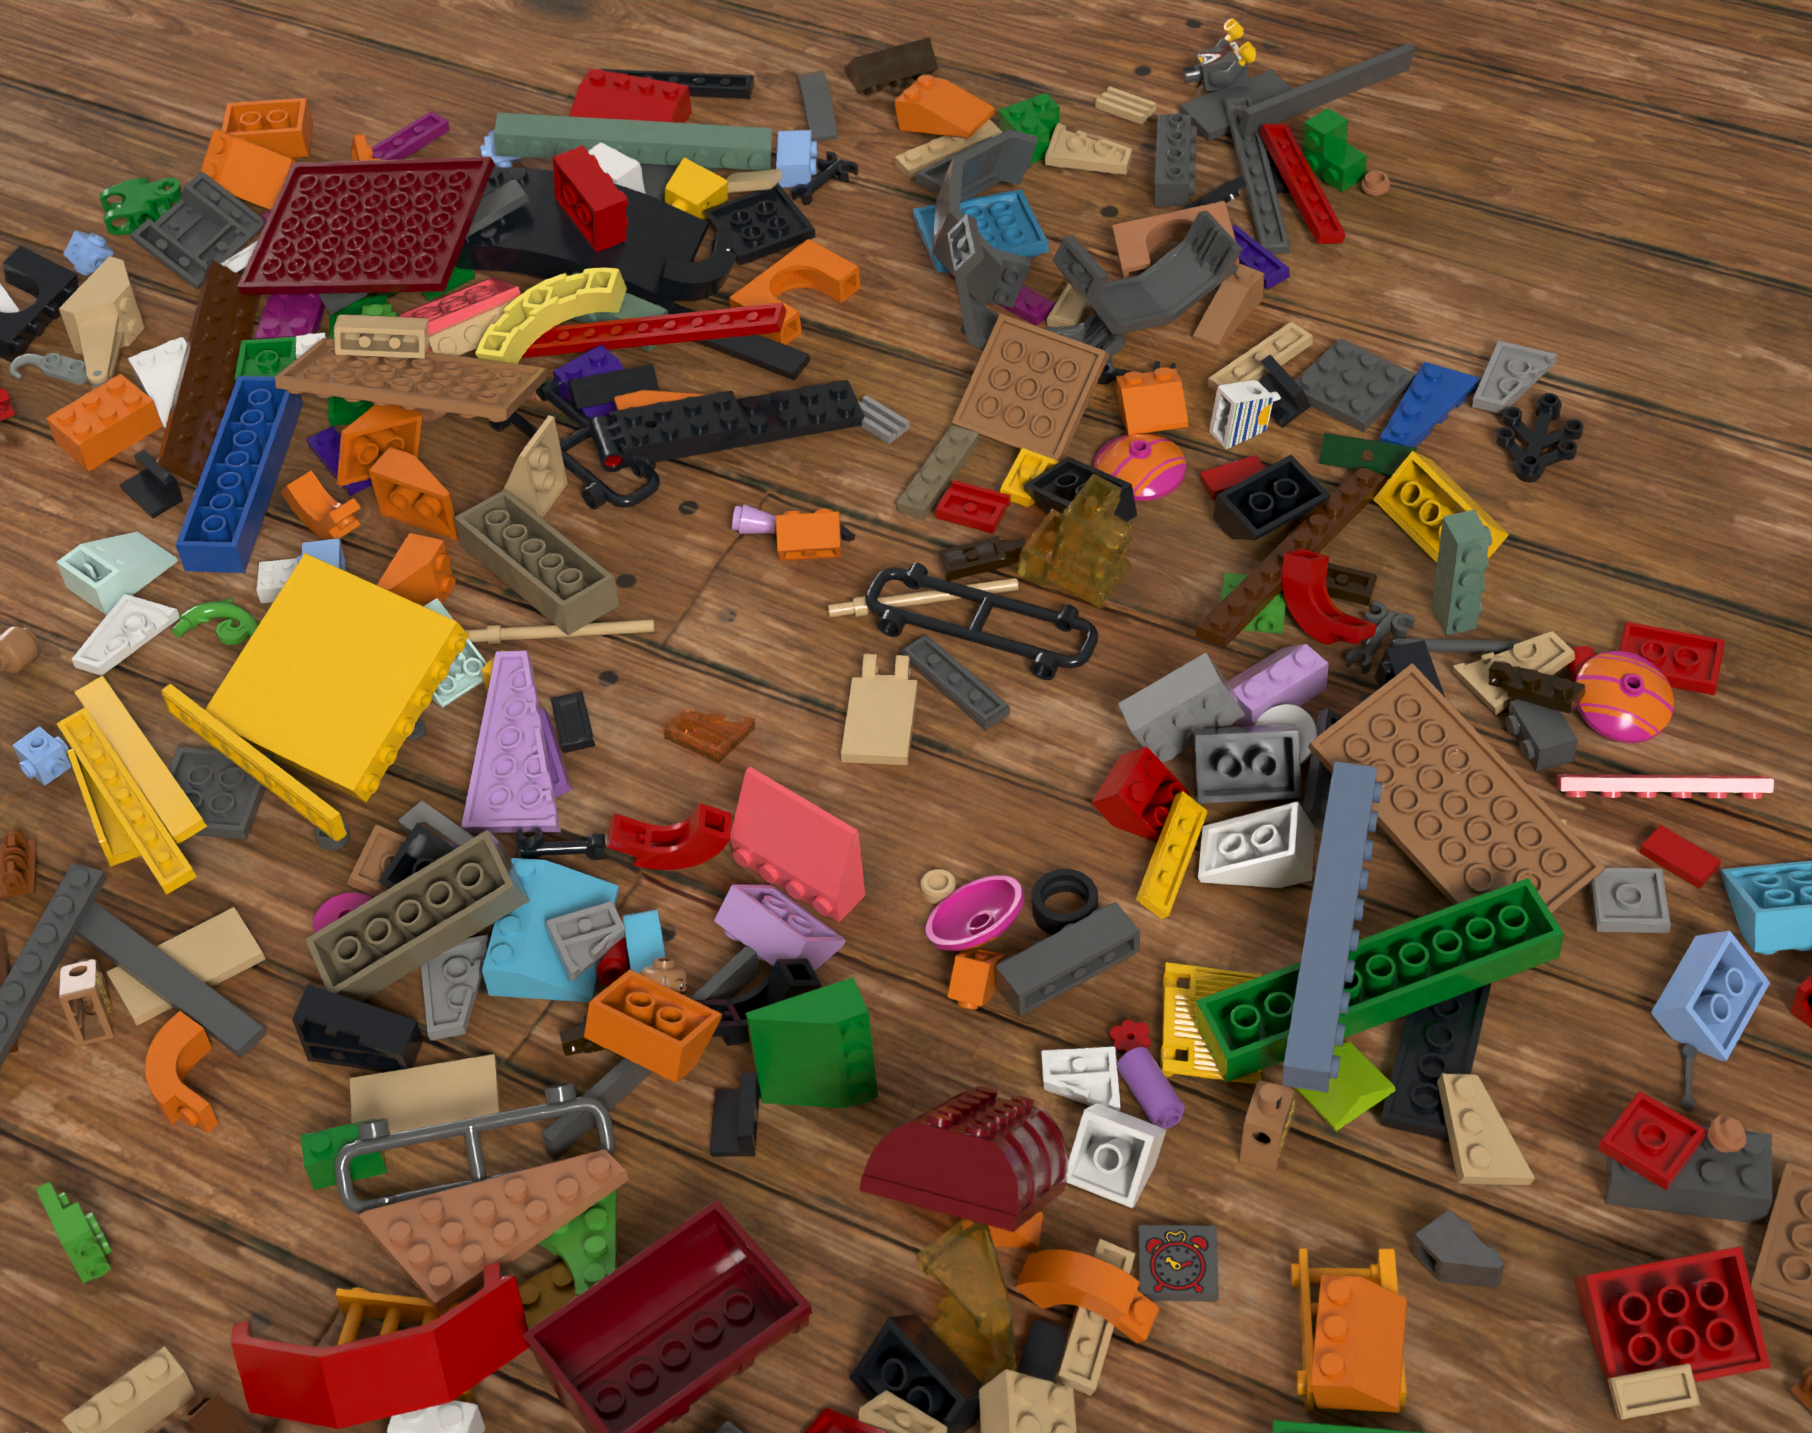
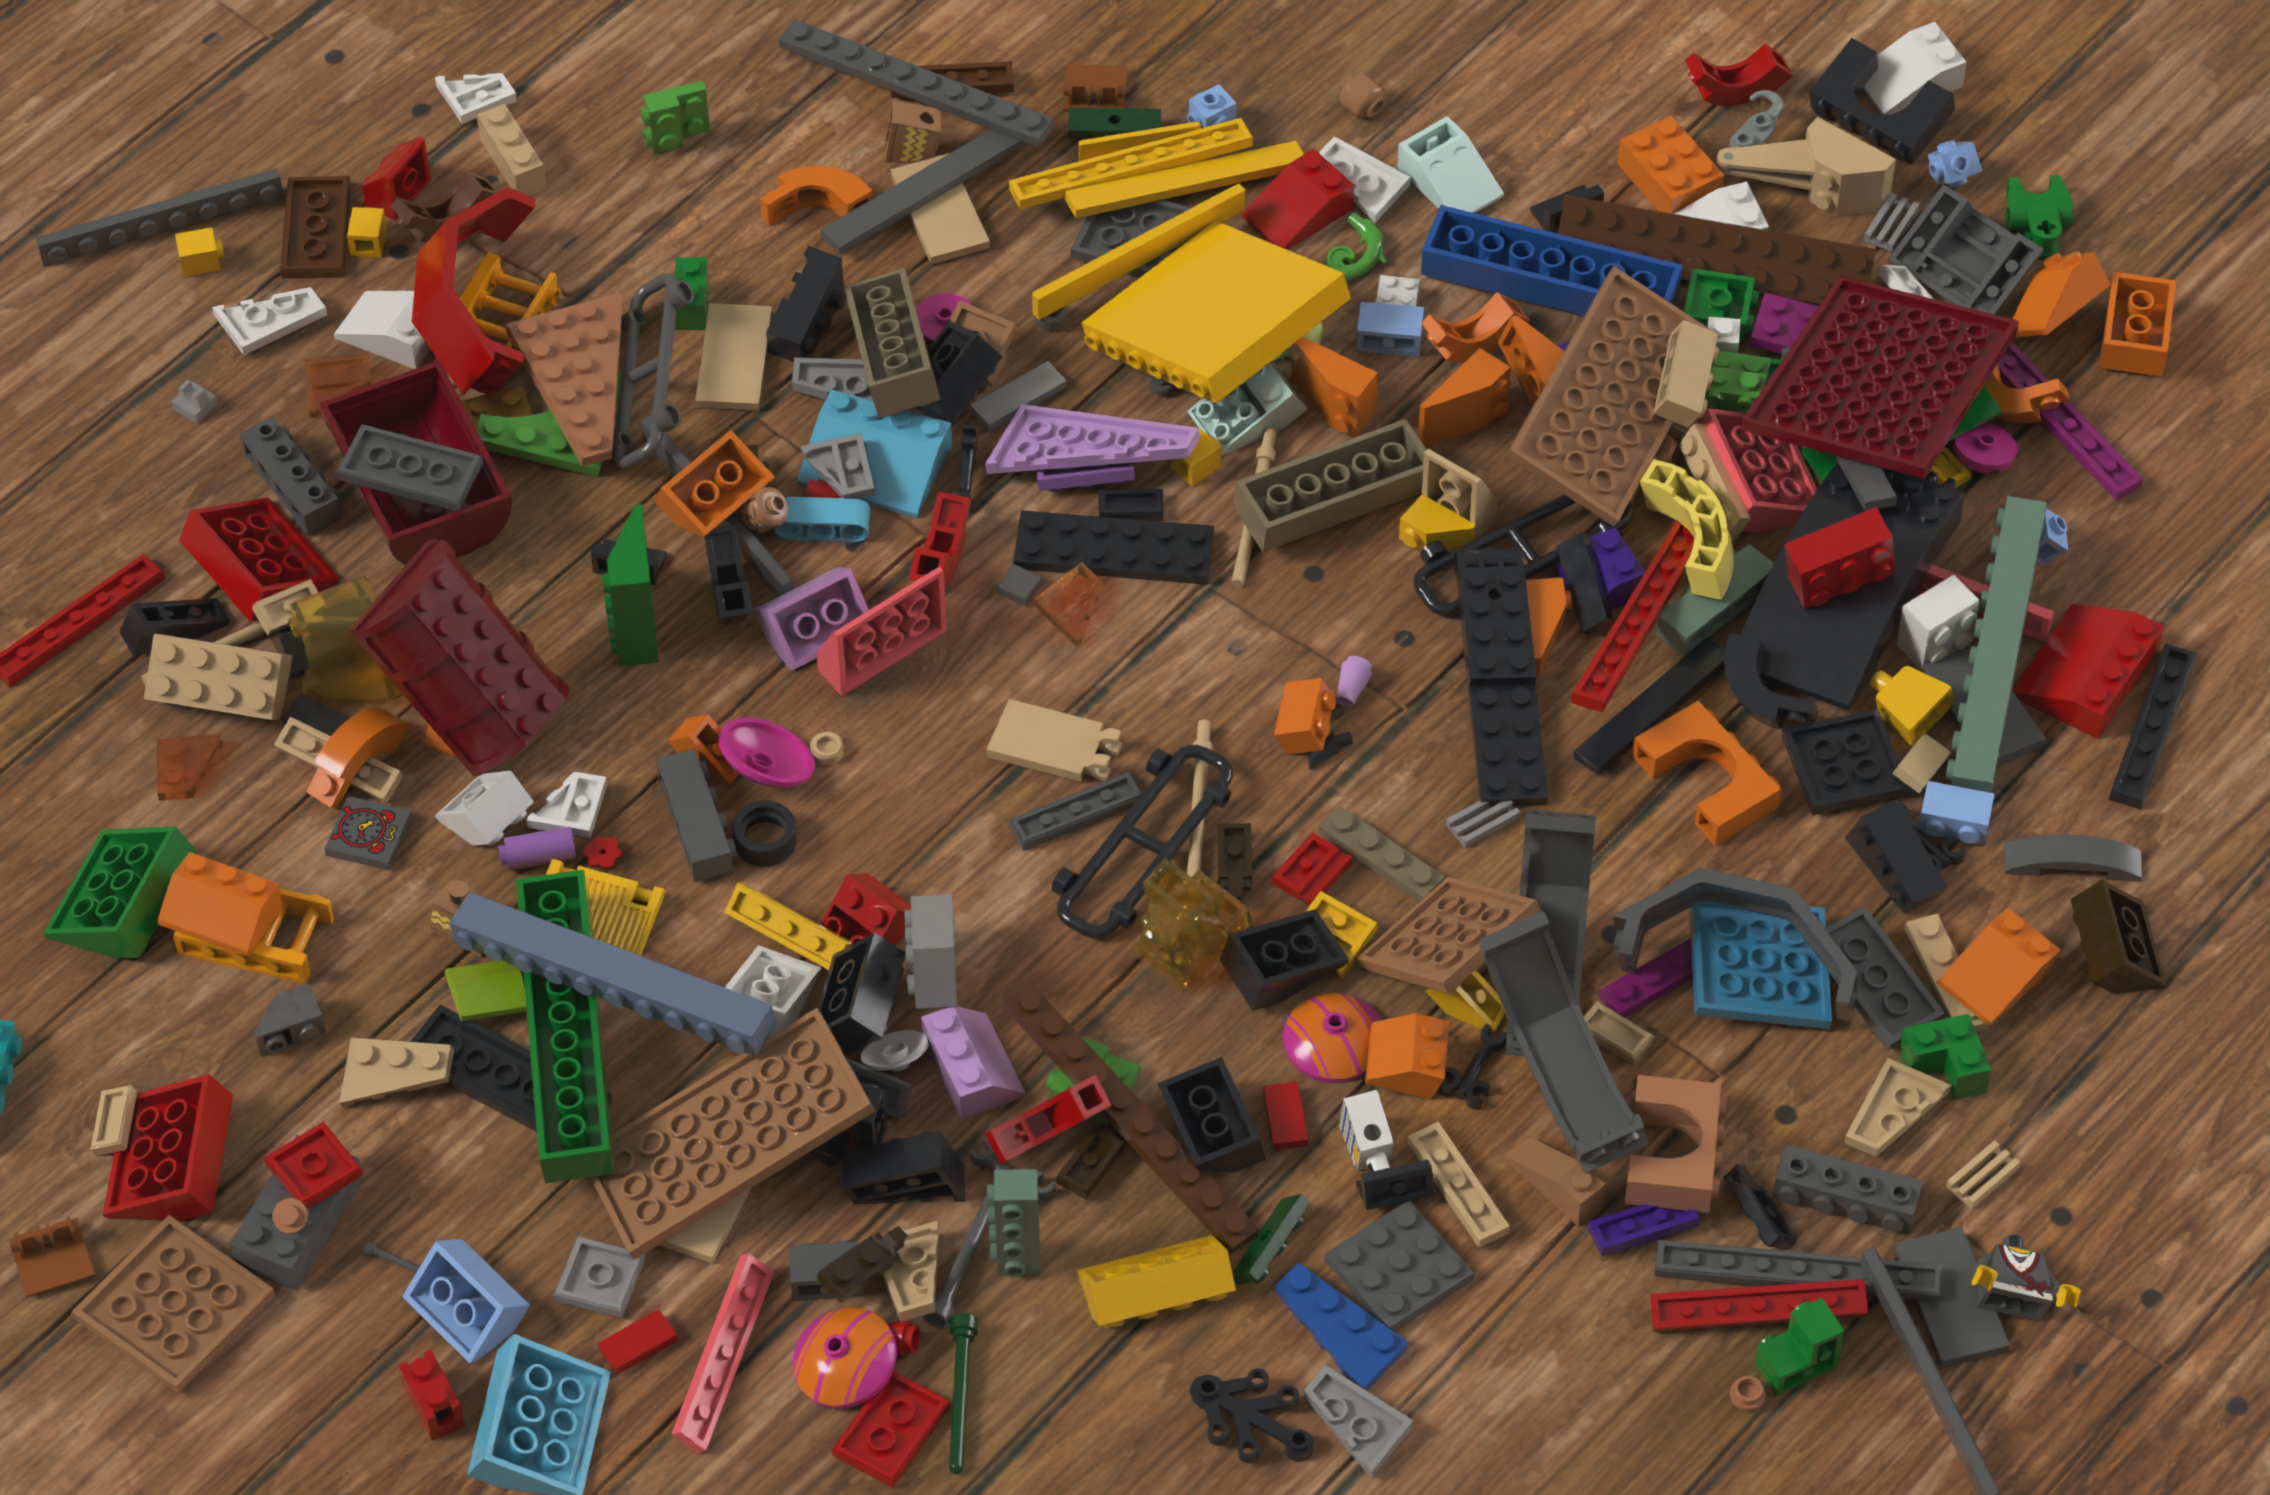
camera: 100 degrees right, 5 degrees up
(55, 838) = (1110, 121): none -> dark green tile
(153, 659) = (1300, 201): none -> red slope
(157, 289) = (1899, 205): none -> light grey tile
(562, 500) = (1431, 522): none -> yellow slope
(629, 725) = (1114, 547): none -> black plate
(693, 782) = (1019, 585): none -> dark grey tile
(700, 1312) = (410, 467): none -> dark grey tile
(849, 178) = (1896, 856): none -> black wedge
(1550, 623) = (963, 1329): none -> dark green piece

